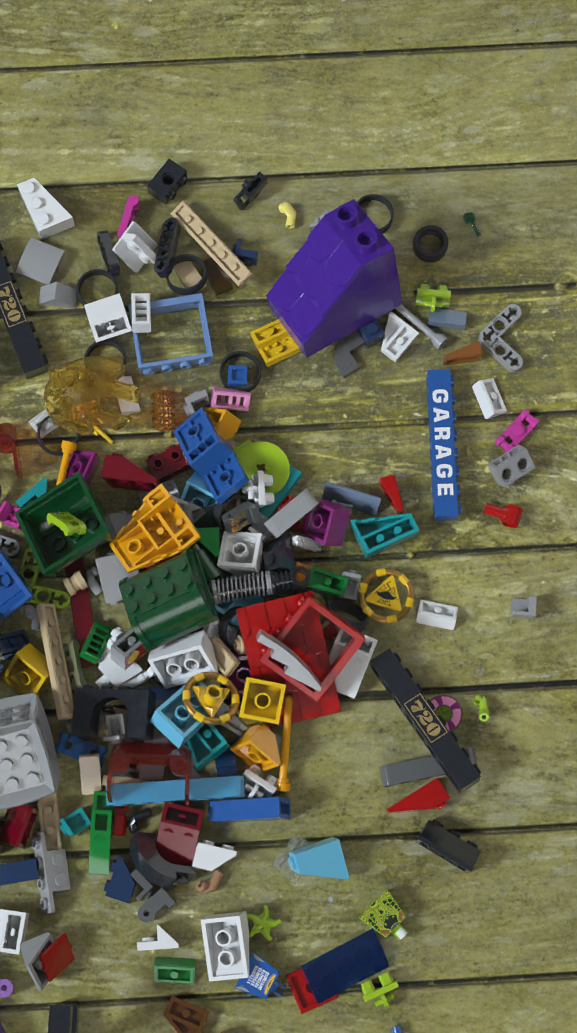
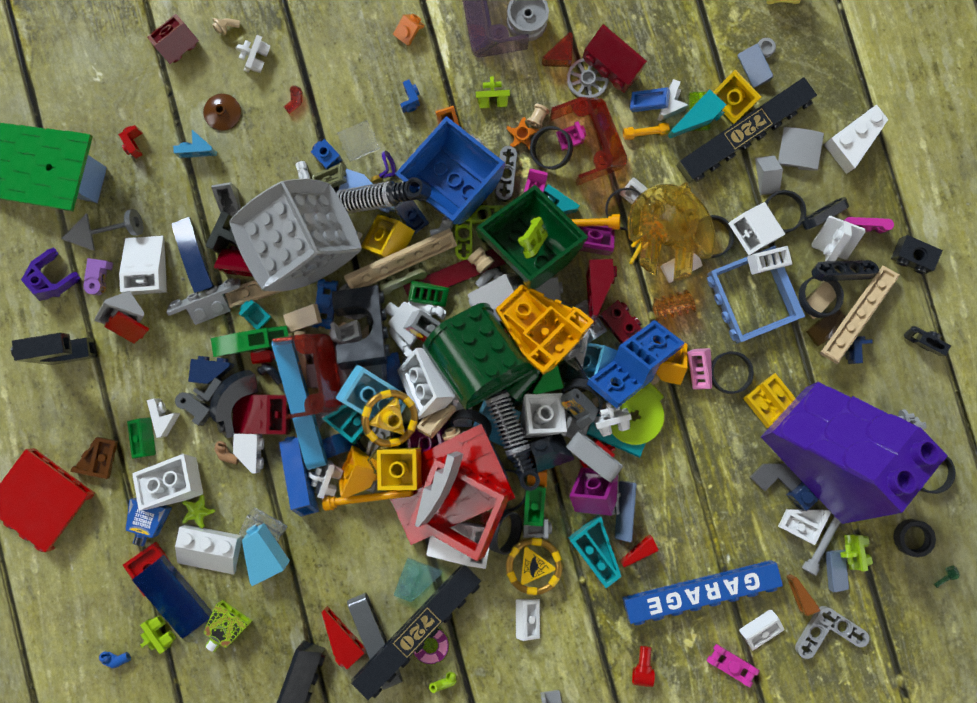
camera: 80 degrees right, 10 degrees up
(196, 401) = (690, 335): light grey bracket -> none
(237, 375) = (726, 371): blue tile -> none
(287, 208) = (913, 386): light yellow arm -> none
(304, 919) = (208, 548): none -> white slope
(306, 543) = (569, 476): white axle -> none
(376, 716) = (415, 579): none -> clear light blue wing
(510, 462) = (695, 667): light grey brick -> none

